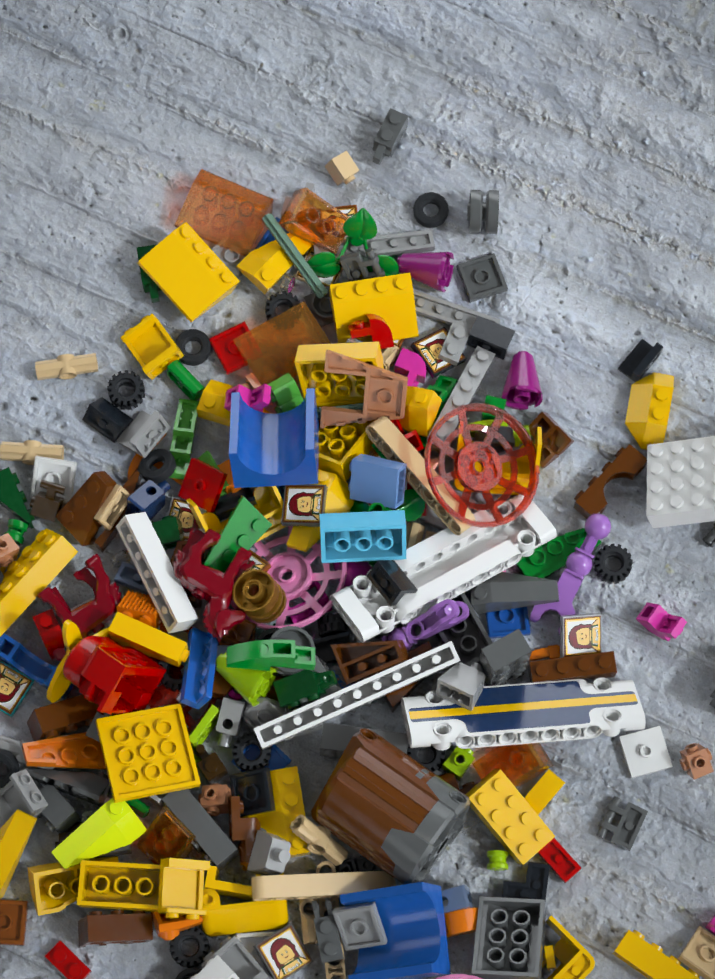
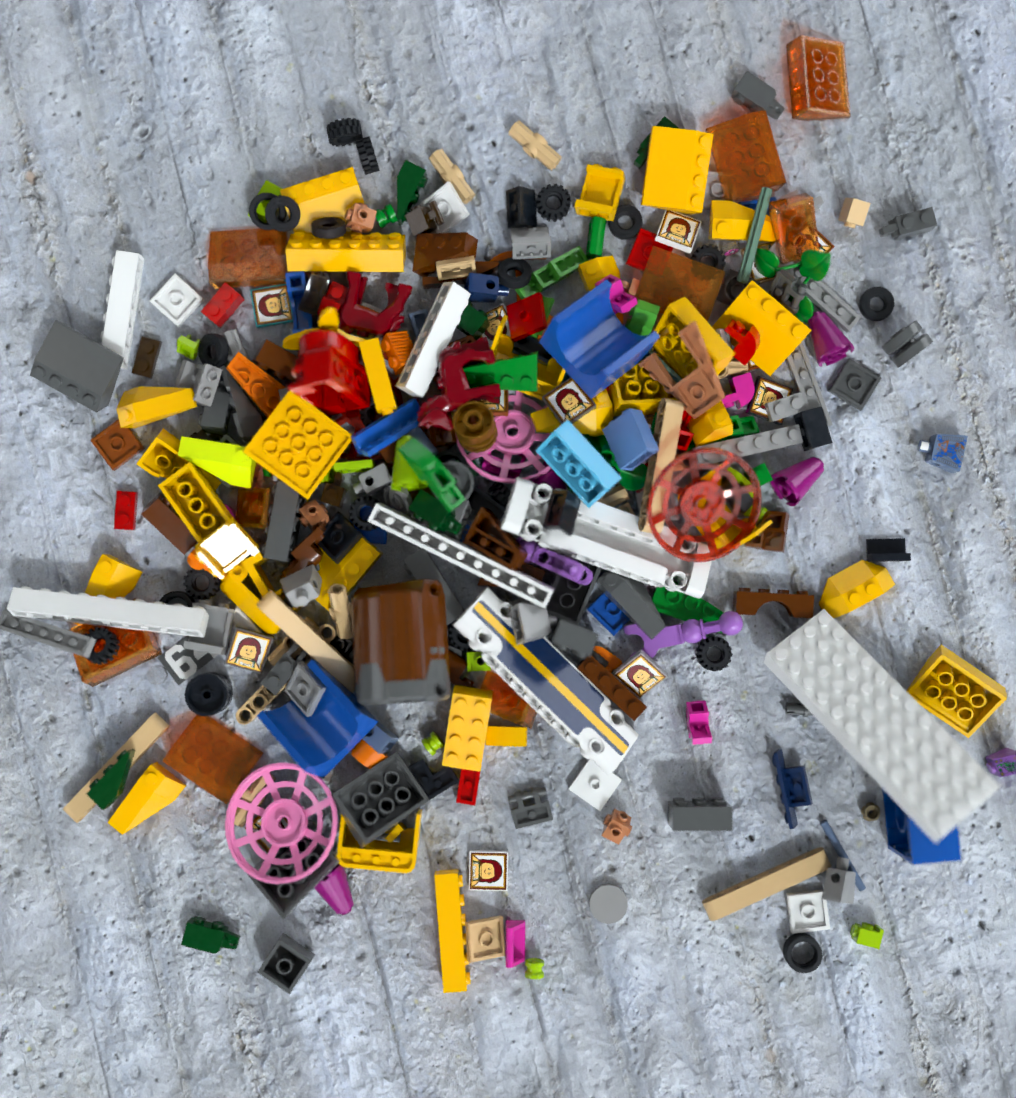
camera: 50 degrees right, 15 degrees up
(29, 640) = (313, 293): none -> black panel
(183, 167) = (757, 96): none -> dark grey hinge
(211, 112) = (817, 79): none -> clear orange slope
(237, 312) = (678, 231): none -> tile
(595, 252) = (944, 451): none -> torso
(648, 905) = (488, 870): none -> tile

